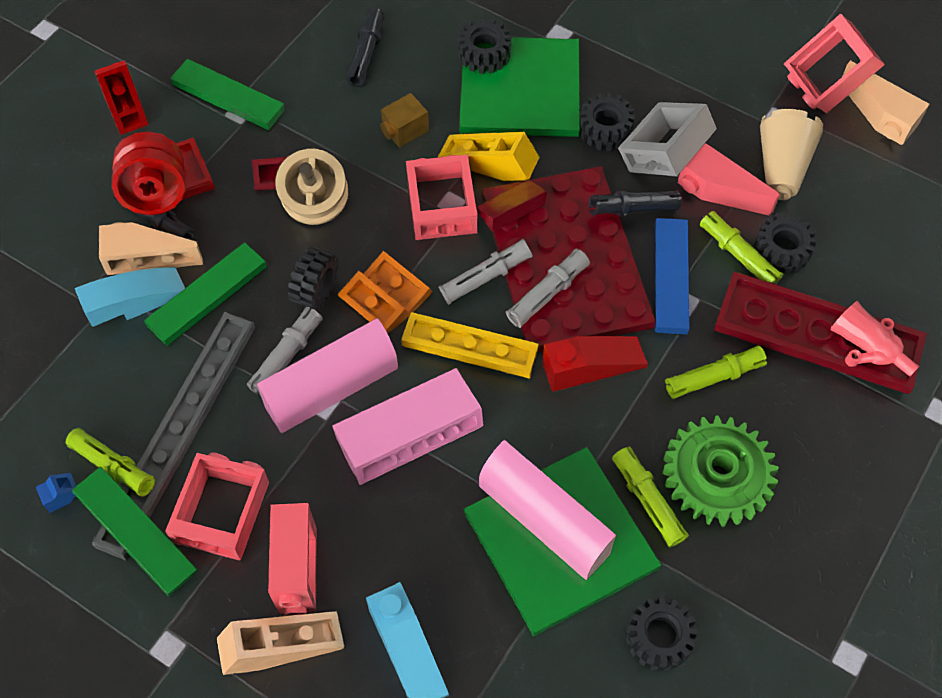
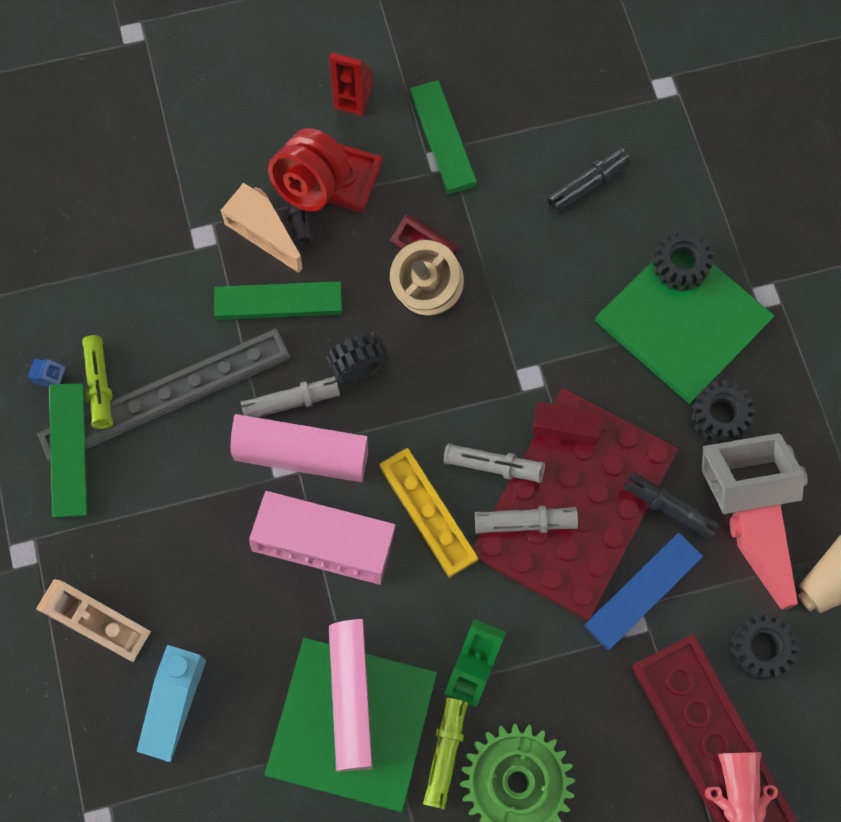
camera: 40 degrees right, 10 degrees up
(128, 293) = (222, 256): medium azure slope -> none
(209, 539) = (126, 457): coral window -> none
(292, 559) = (146, 570): coral window -> none
(385, 292) = (406, 413): orange slope -> none
(404, 120) = (555, 275): pearl gold brick -> none
(444, 221) = (508, 394): coral window -> none
(496, 155) = (597, 364): yellow slope -> none
(590, 359) = (510, 607): red slope -> none
(604, 415) = (475, 663): none -> green slope
(728, 367) = (604, 706): lime pin -> none
(730, 240) = (721, 619): lime pin -> none

